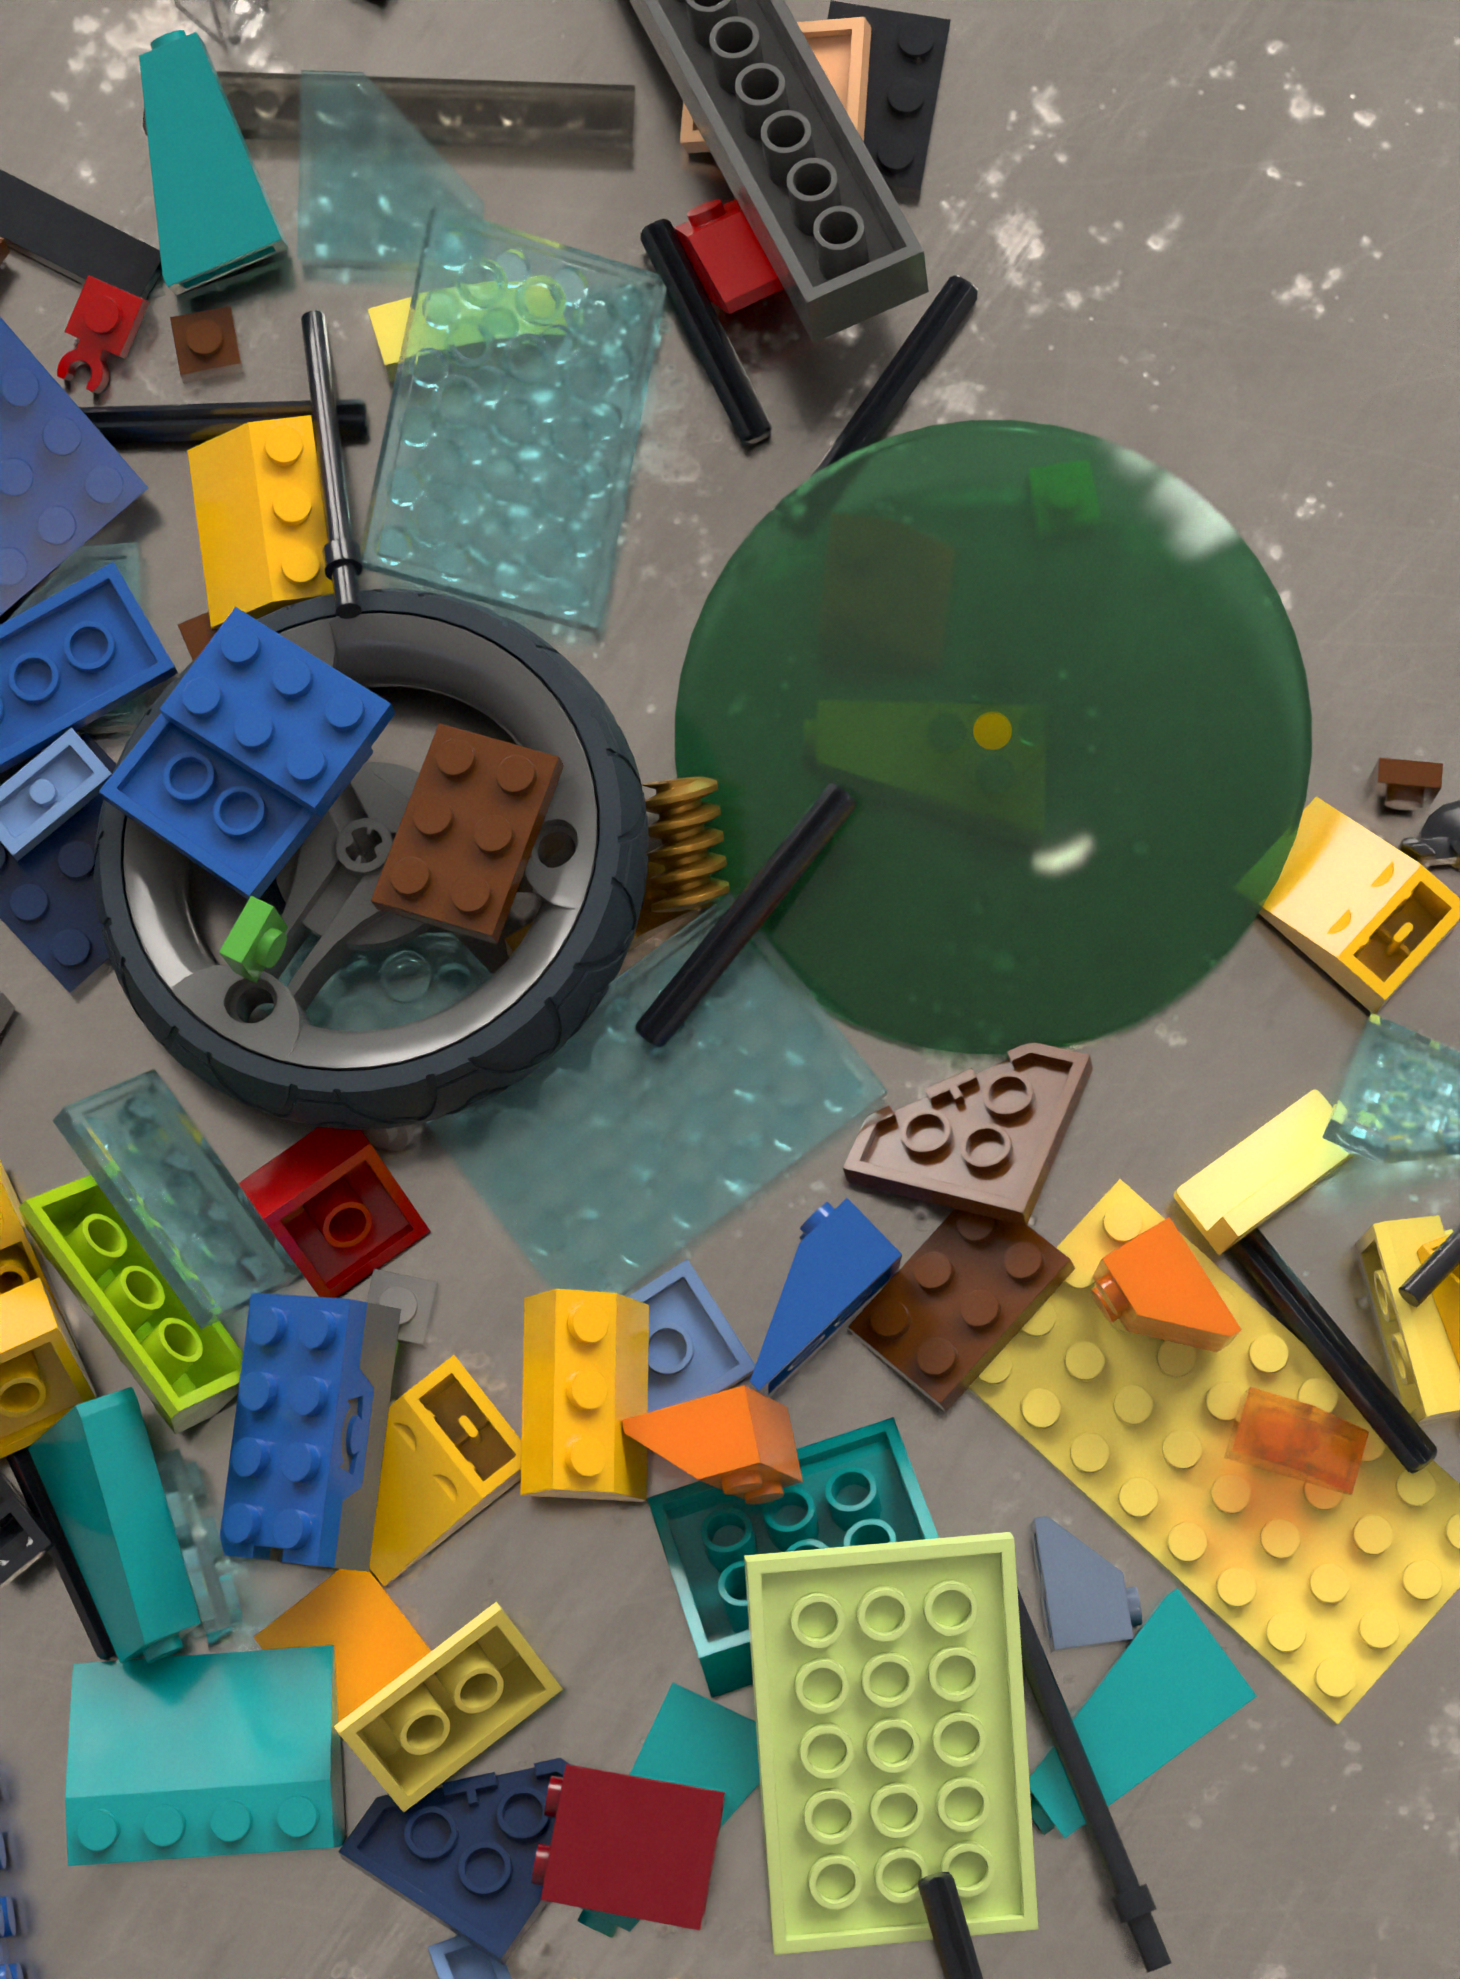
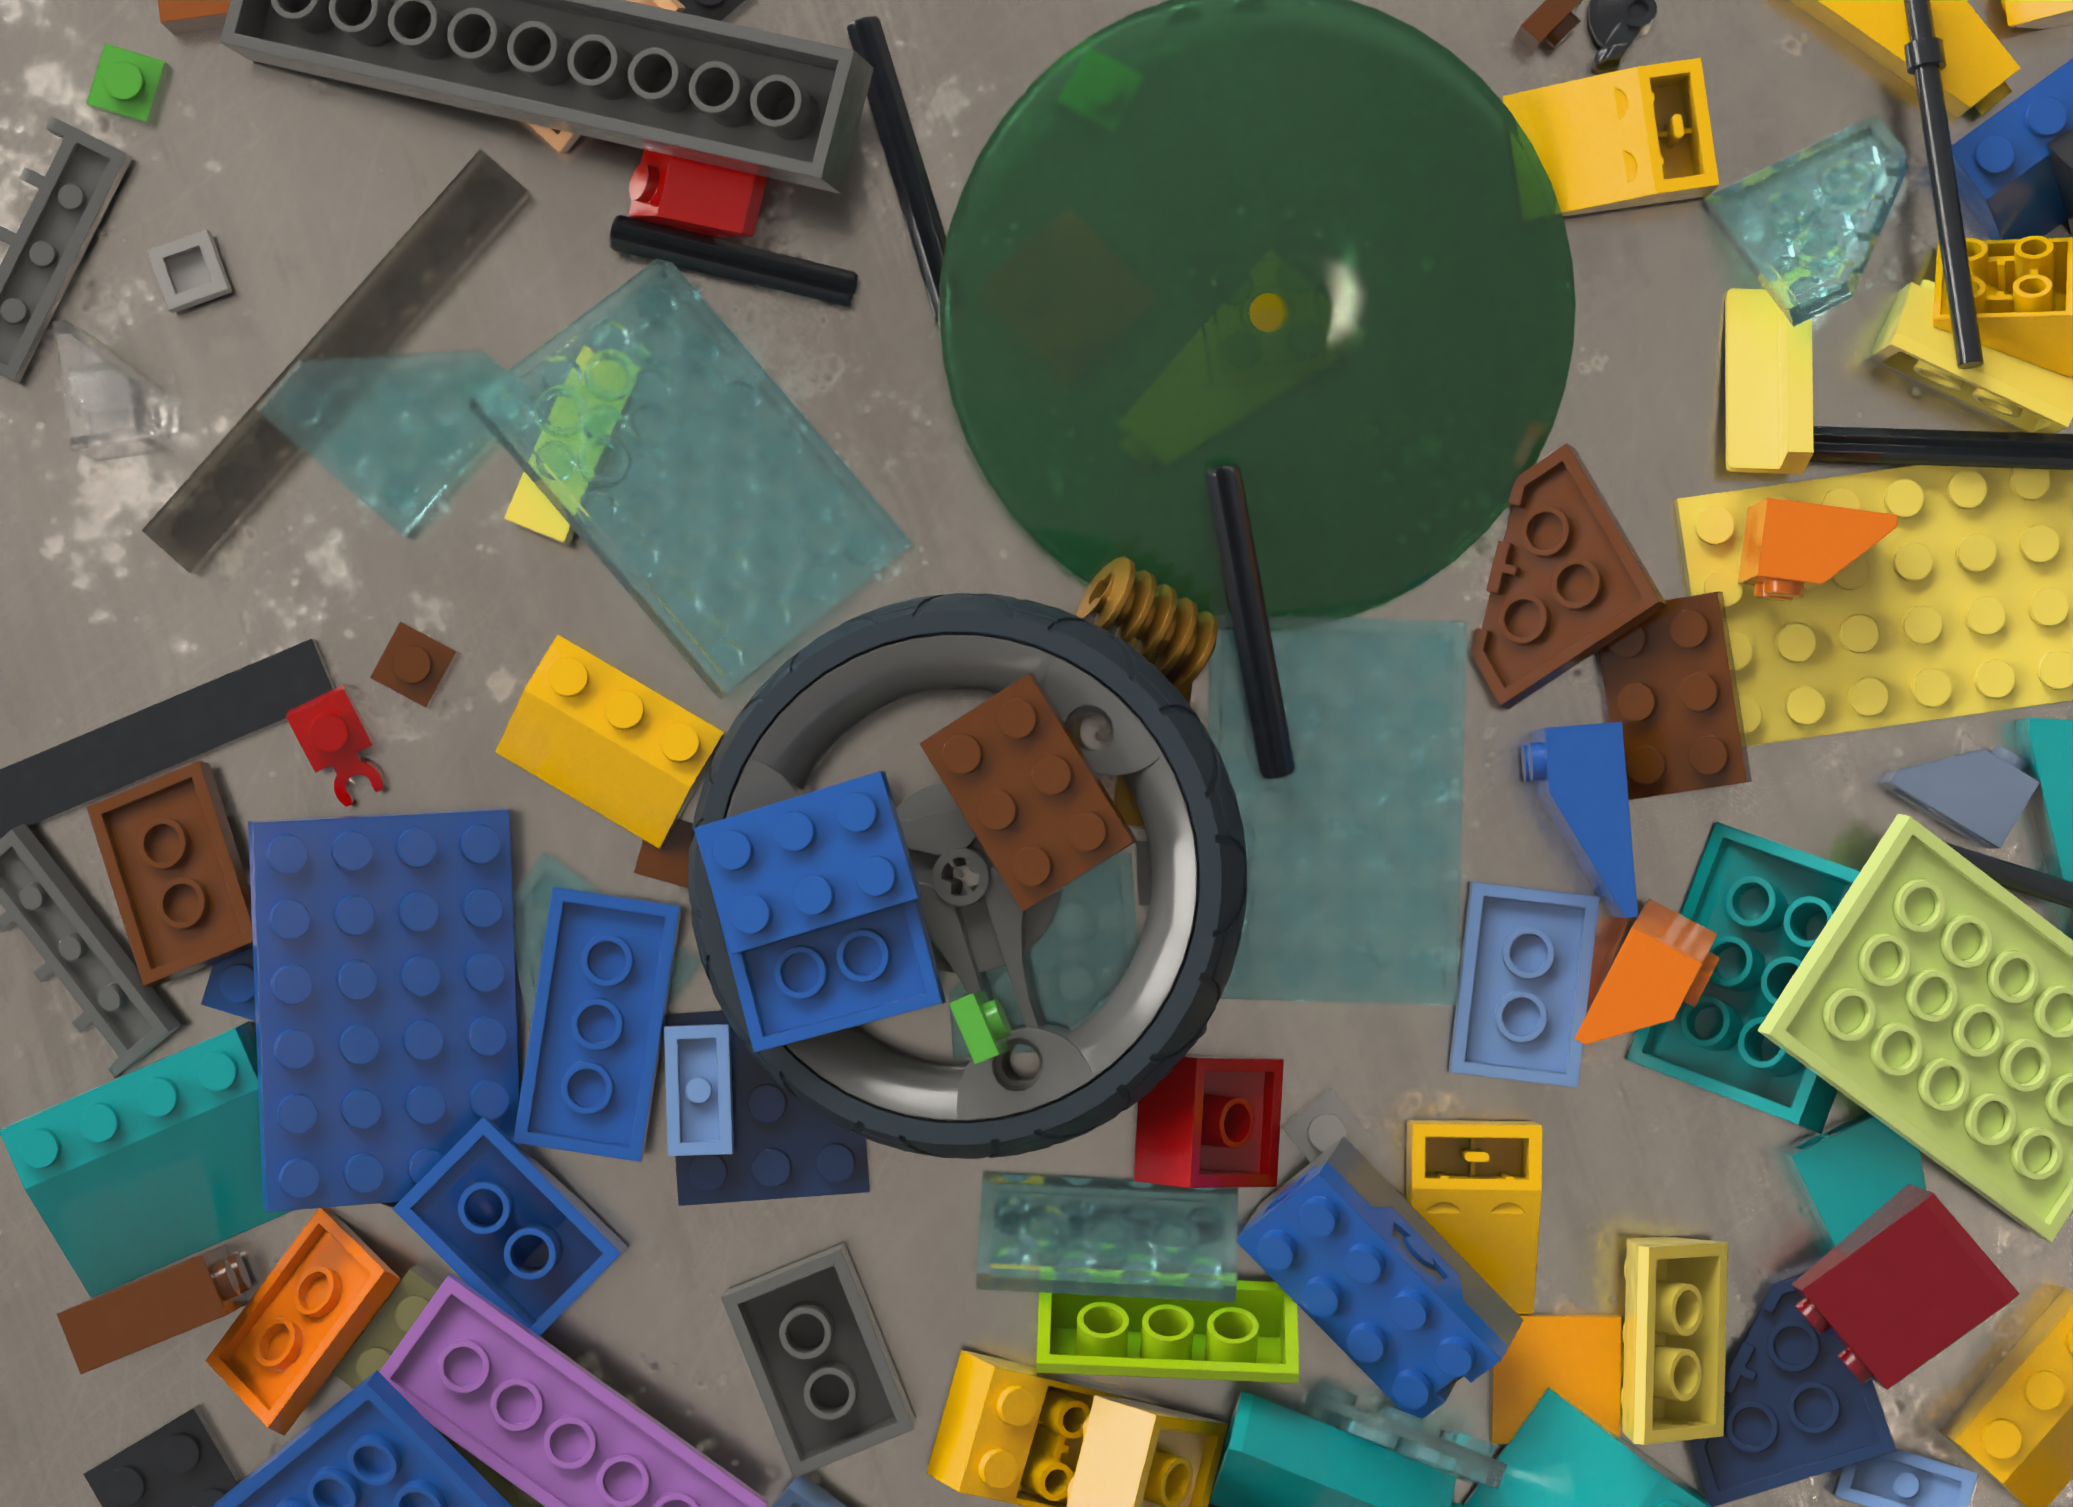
camera: 50 degrees left, 10 degrees up
(203, 177) = (275, 556): teal slope -> none
(210, 420) = (492, 701): black axle -> none
(341, 553) = (705, 705): black bar -> none
(579, 1382) = (1523, 1052): yellow slope -> none
(1296, 1441) = (1992, 537): clear orange slope -> none

